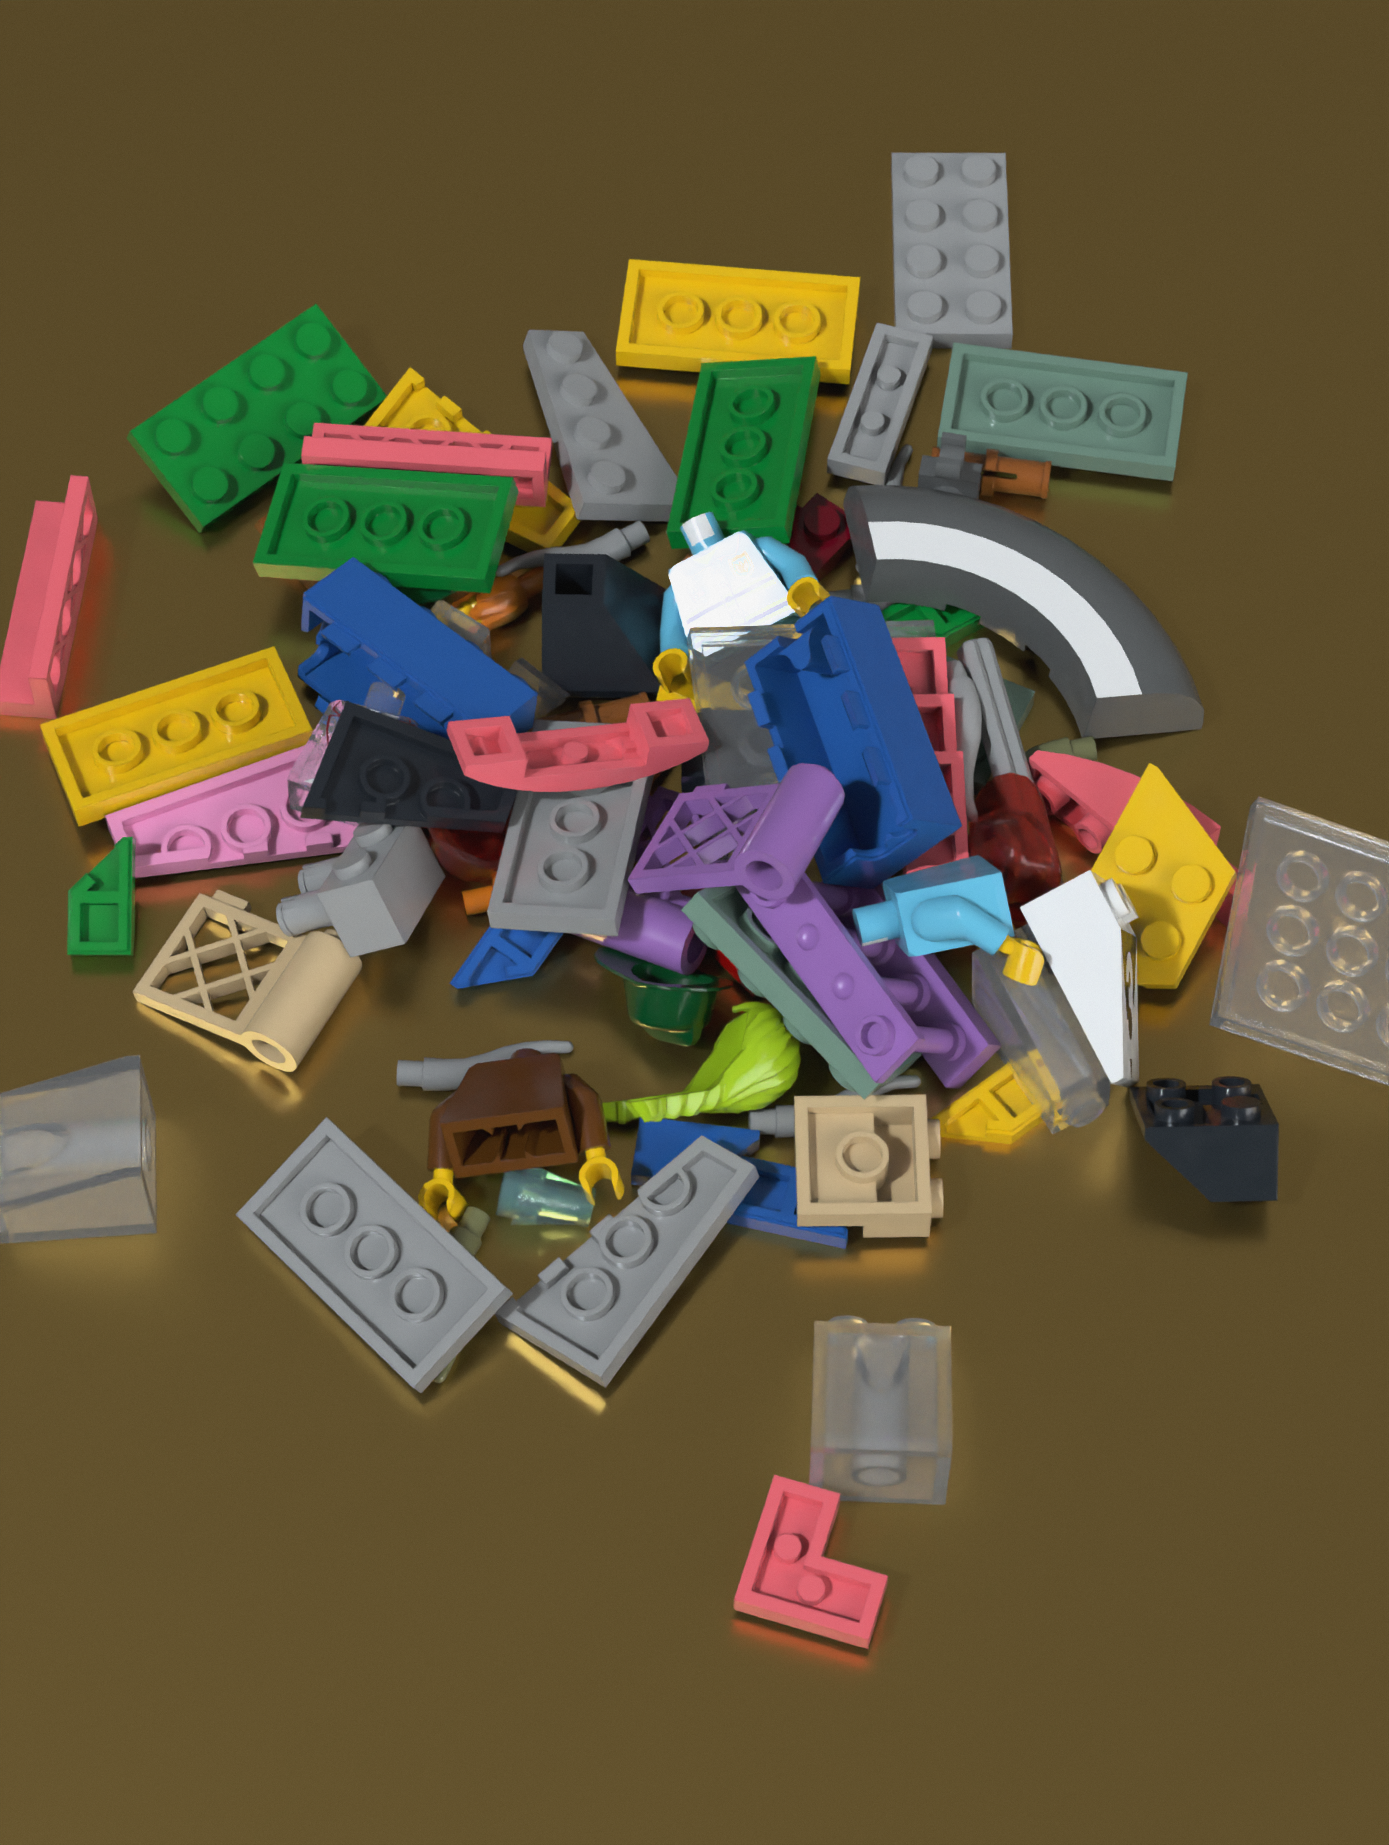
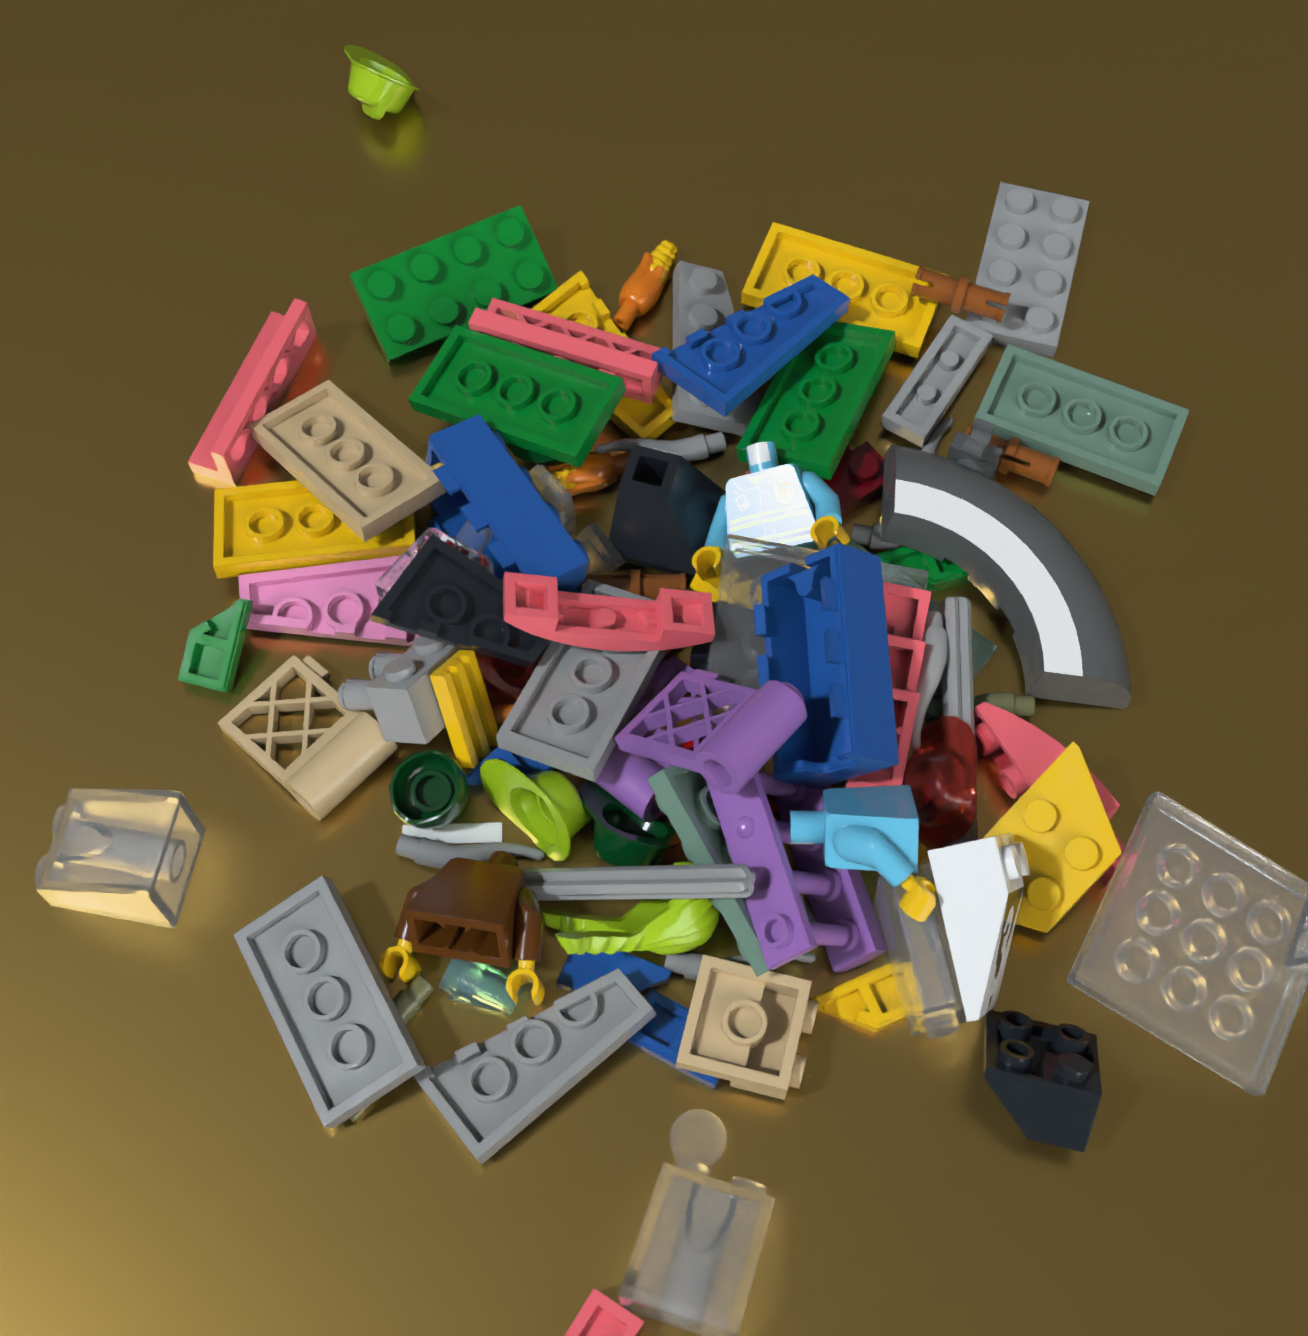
camera: 15 degrees right, 5 degrees up
(79, 195) = (377, 82): none -> lime piece
(197, 650) = (347, 460): none -> tan plate
(416, 1001) = (429, 790): none -> dark green hair
(435, 897) = (465, 707): none -> yellow tile
(462, 1046) = (459, 833): none -> white sticker
(493, 368) = (645, 284): none -> orange piece
(551, 988) = (538, 803): none -> lime piece
(650, 410) = (753, 345): none -> blue wing
(705, 1029) = (642, 882): none -> light grey axle
(843, 1293) = (698, 1137): none -> clear tile
(882, 296) = (960, 294): none -> dark orange pin

